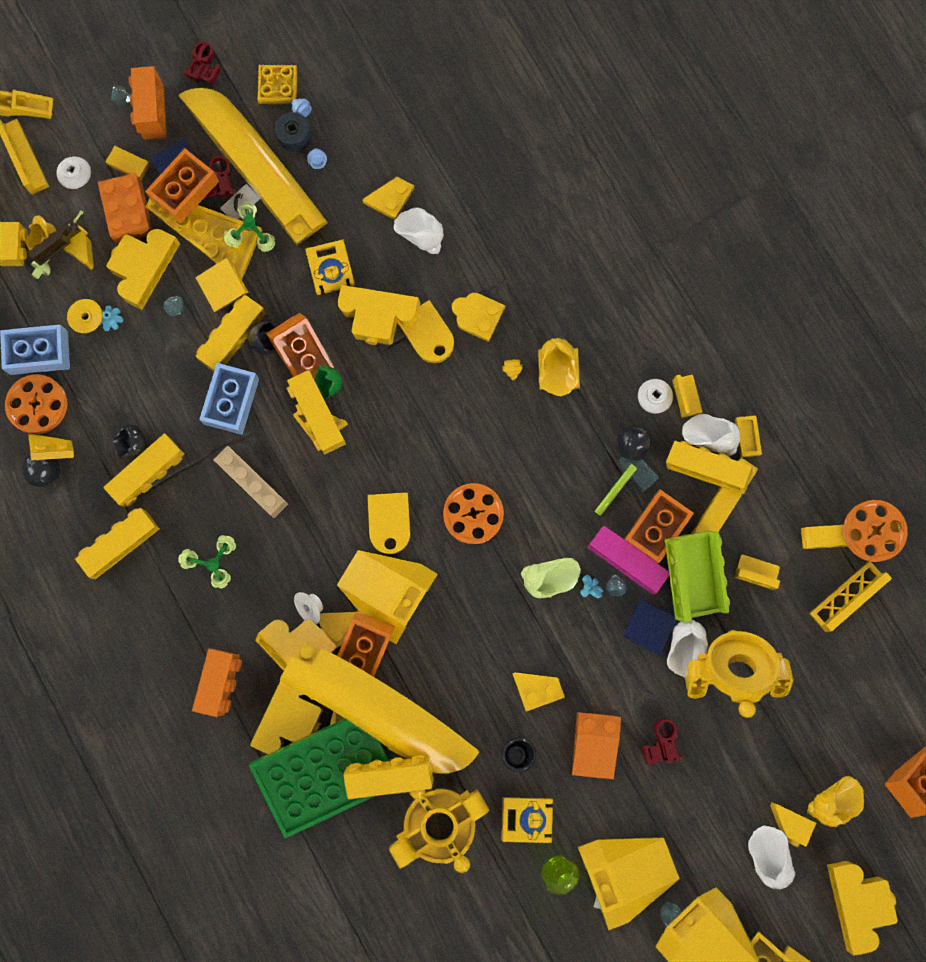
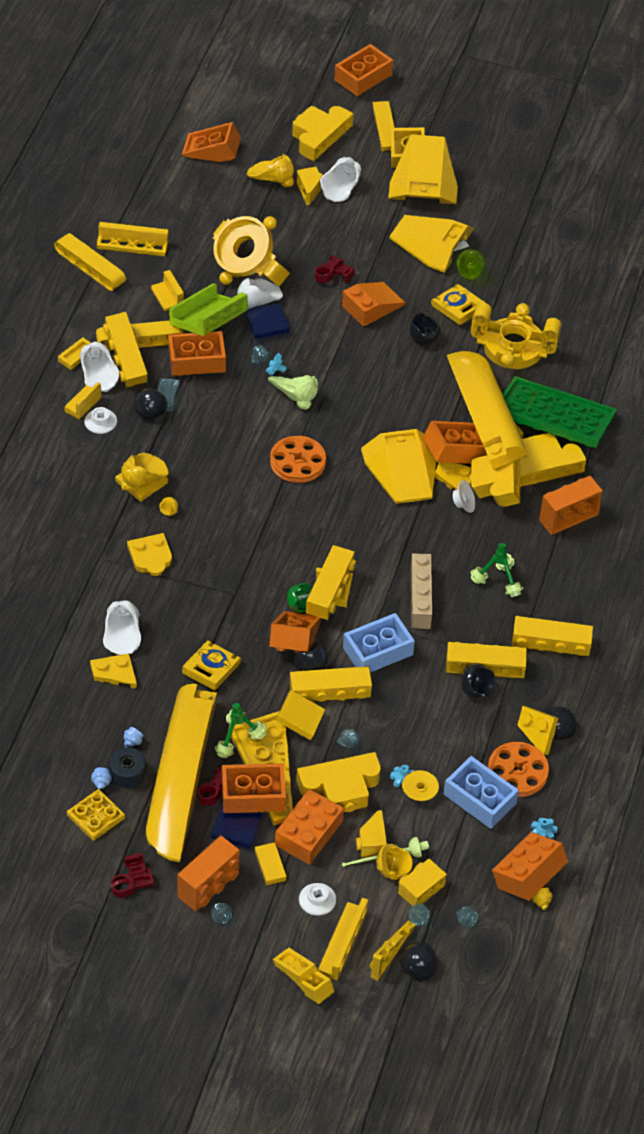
camera: 135 degrees left, 30 degrees down
(54, 243) = (389, 833): dark brown hinge -> none
(242, 195) = (211, 763): white sticker -> none
(377, 313) = (216, 606): yellow brick -> none
(388, 777) = (517, 370): yellow brick -> none
(389, 520) = (355, 502): yellow tile -> none
(428, 333) = (196, 576): yellow tile -> none
(537, 690) = (373, 351): yellow wing -> none
(615, 490) = (194, 394): lime bar -> none
(628, 560) = (236, 355): dark pink panel -> none
(669, 913) = (429, 206): clear light blue plate -> none
(865, 528) = (81, 249): orange wedge -> none

